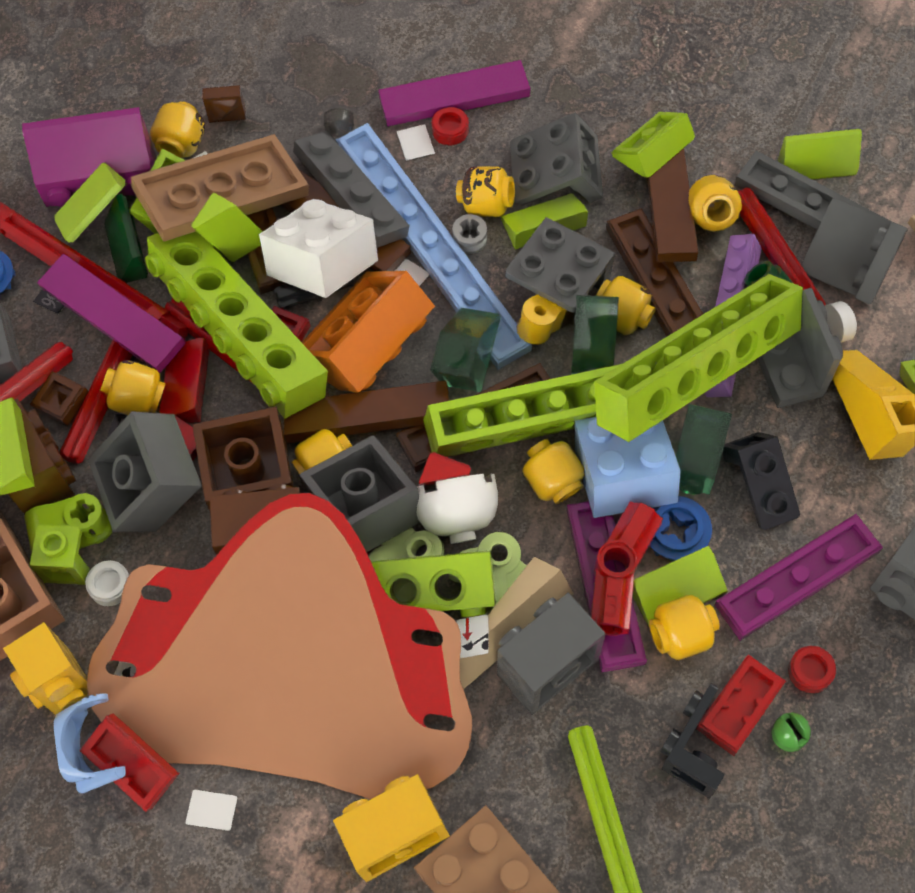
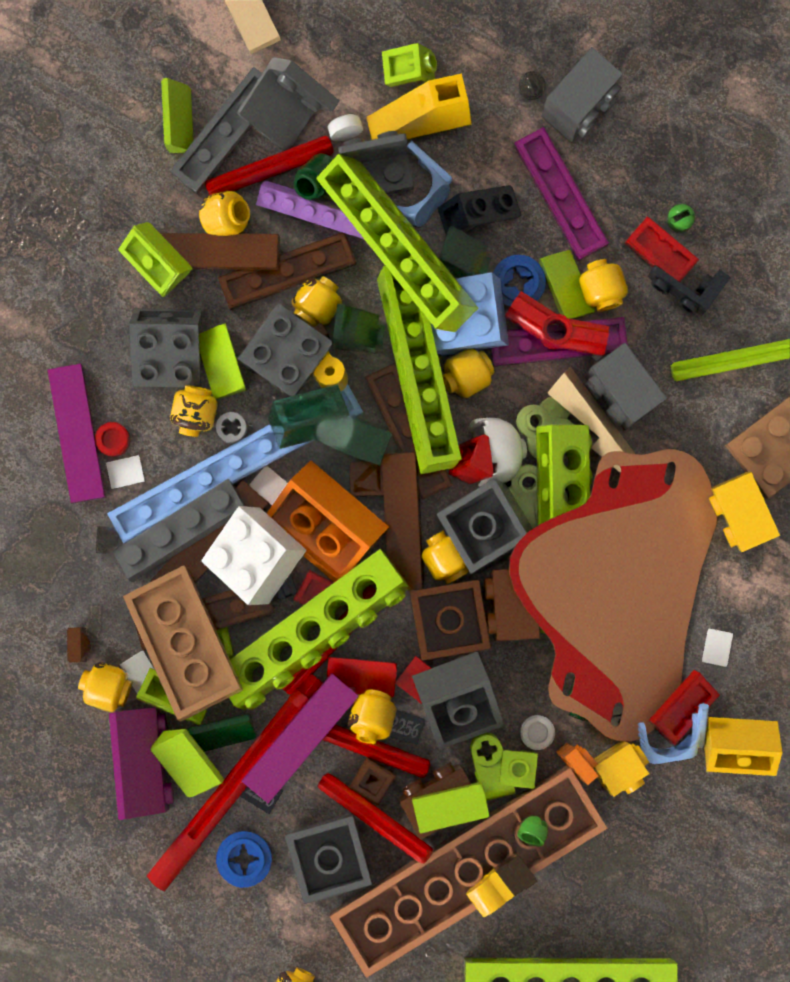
camera: 90 degrees left, 20 degrees up
(50, 601) = (579, 761): none -> orange plate
(70, 838) = (740, 744): none -> yellow brick
(227, 228) = (230, 633): lime slope -> none
(415, 369) = (366, 479): none -> reddish brown tile
(474, 636) = (608, 441): white sticker -> none
(484, 287) = (306, 415): none -> clear green slope
(754, 416) = (440, 189): none -> light blue helmet
(812, 669) = (634, 195): red tile -> none

